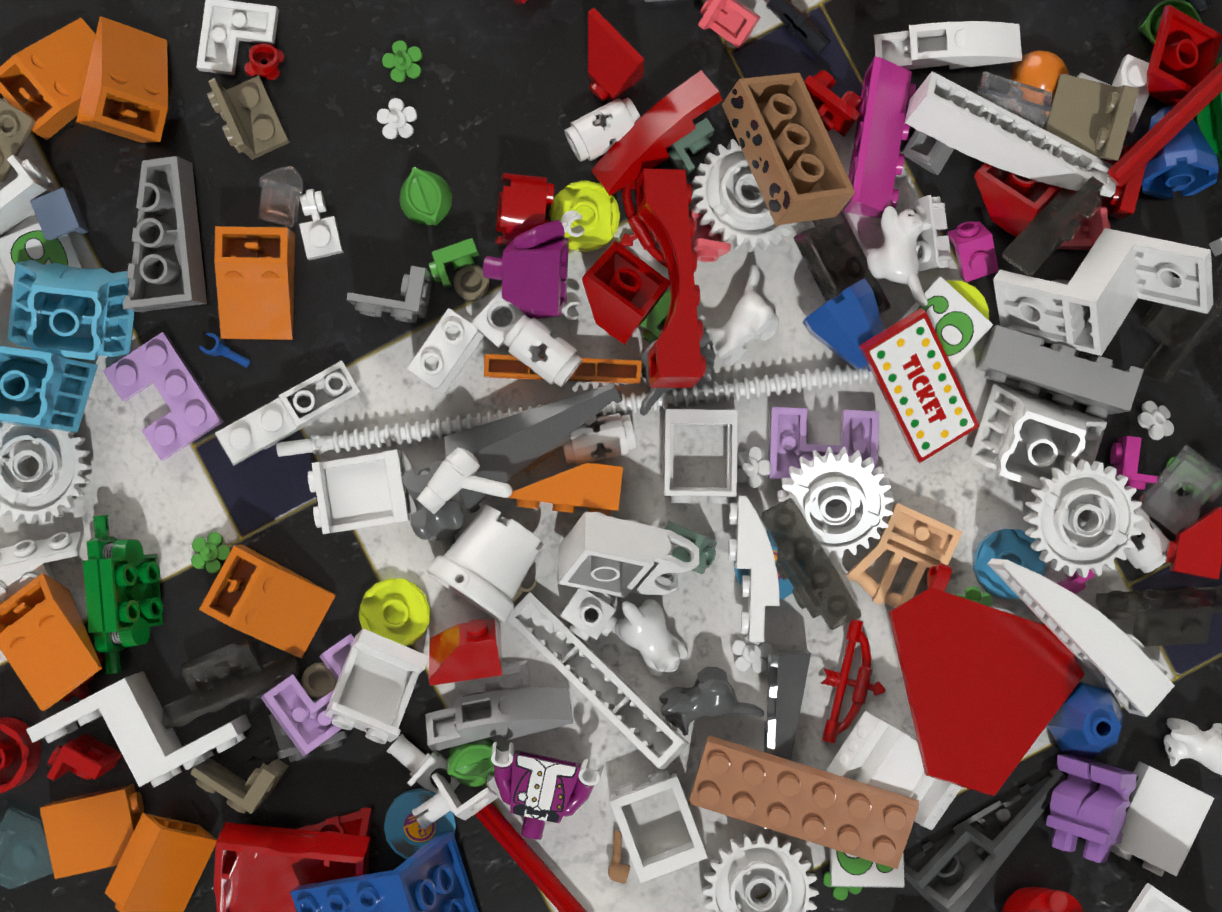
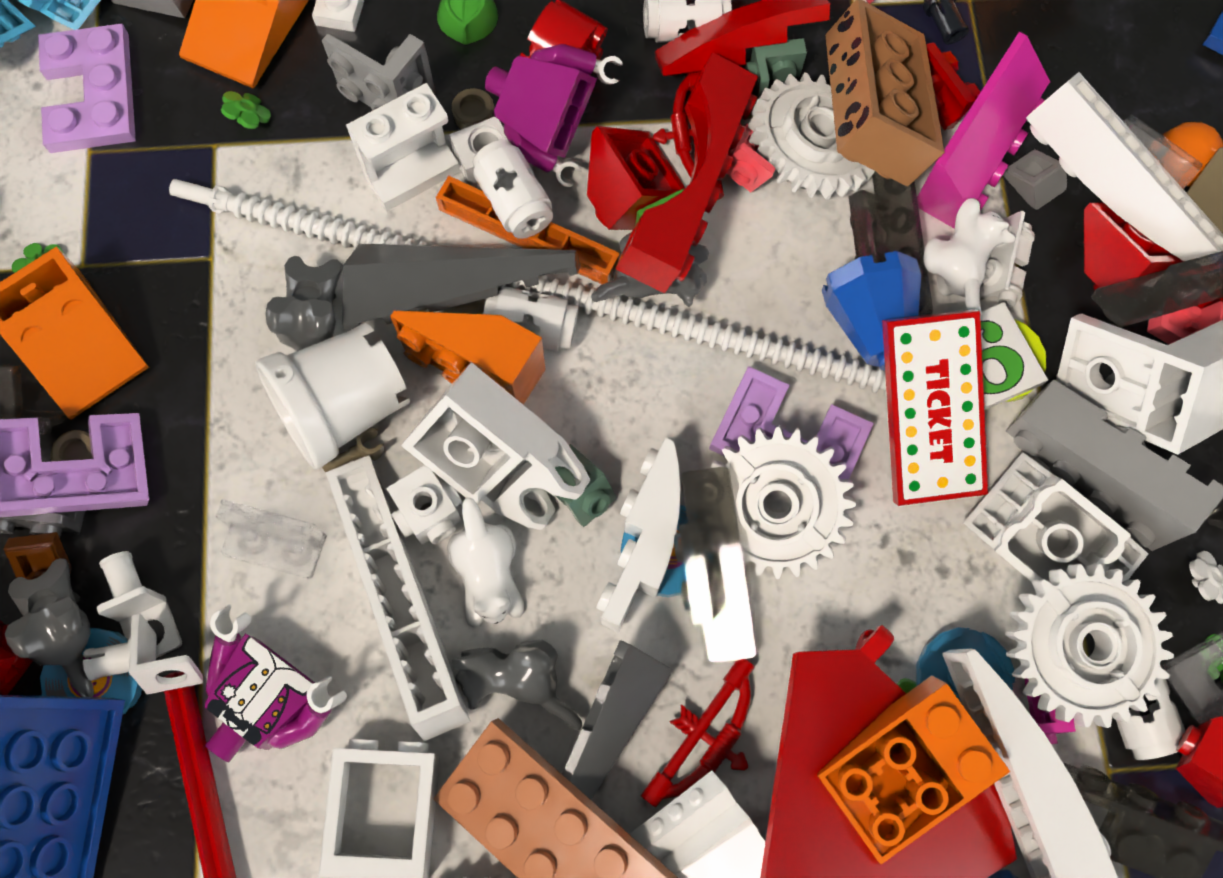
camera: 20 degrees right, 15 degrees down
(221, 349) = (173, 66): blue hand -> none
(287, 413) = (202, 156): white slope -> none
(297, 362) = (244, 109): none -> bright green plant
(339, 765) = (34, 554): none -> reddish brown tile
(359, 492) = (231, 264): white panel -> none
(375, 686) = (126, 479): white panel -> none
(383, 806) = (51, 625): none -> dark grey animal
(396, 610) = (203, 416): neon yellow tile -> none
(456, 255) = (462, 71): bright green bracket -> none
(457, 473) = (342, 270): white piece -> none
(466, 652) = (258, 481): red slope -> none
(471, 762) = (189, 628): bright green hat -> none
(499, 712) = (262, 578): light grey slope -> none
(598, 211) = (634, 101): neon yellow tile -> none
(618, 871) = (303, 850): medium nougat hand -> none
(726, 418) = (657, 344): white window -> none
(749, 321) = (757, 266): white animal -> none
(751, 654) = (597, 648): white plant -> none
(752, 467) = (695, 427): white plant -> none
(911, 537) = (854, 587): light nougat plate -> none
(951, 44) = (1119, 77): white slope -> none
(974, 250) = (1051, 298): dark pink bracket -> none
(993, 654) = (911, 768): none -> orange slope
(1126, 458) = (1169, 595): dark pink bracket -> none

